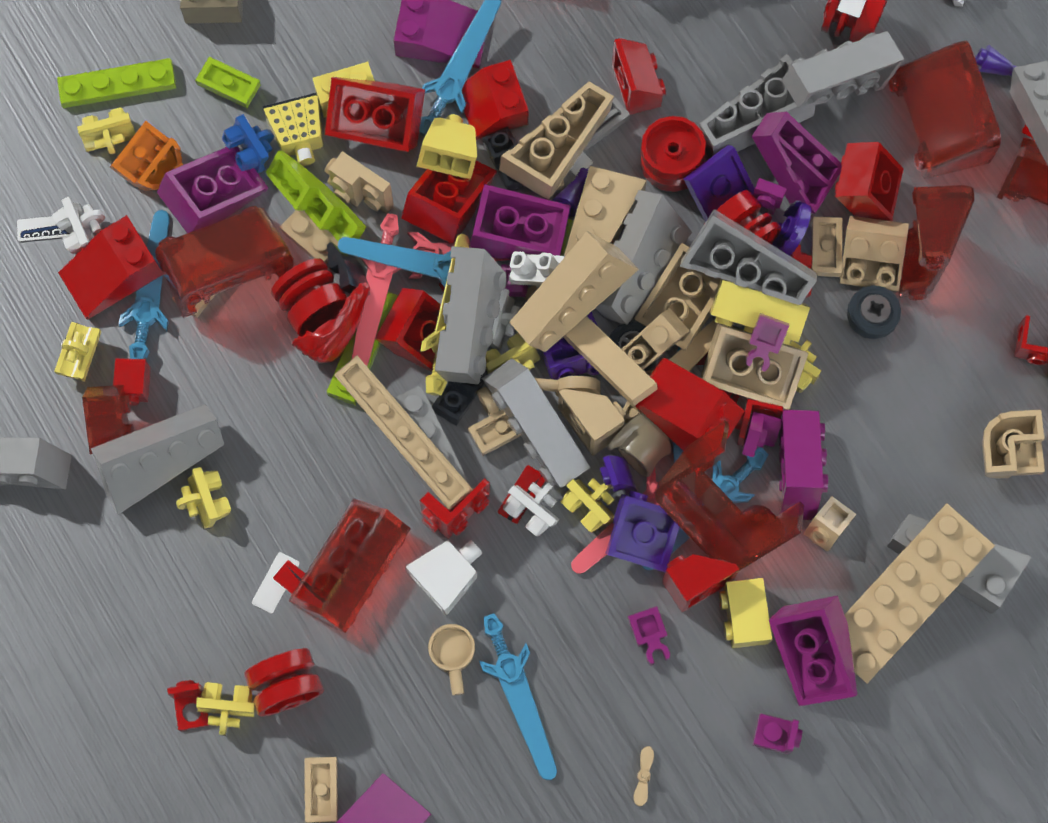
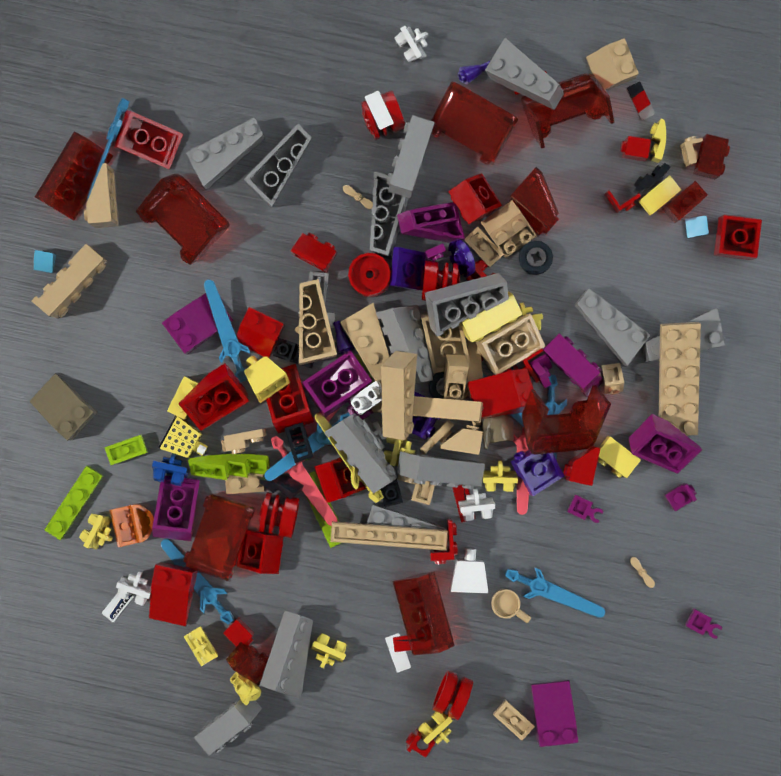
camera: 45 degrees left, 15 degrees up
(73, 443) = (245, 688): none -> light yellow hips
(249, 320) = (261, 552): none -> red slope
(333, 336) = (308, 526): red hair -> none
(421, 229) = (293, 430): none -> black slope
(618, 474) = (501, 454): dark purple slope -> none
(742, 71) = (358, 197): none -> tan piece
(767, 337) = (507, 329): magenta plate -> none
(888, 466) = (612, 326): none -> light grey wedge
(1014, 444) = (659, 260): tan brick -> none

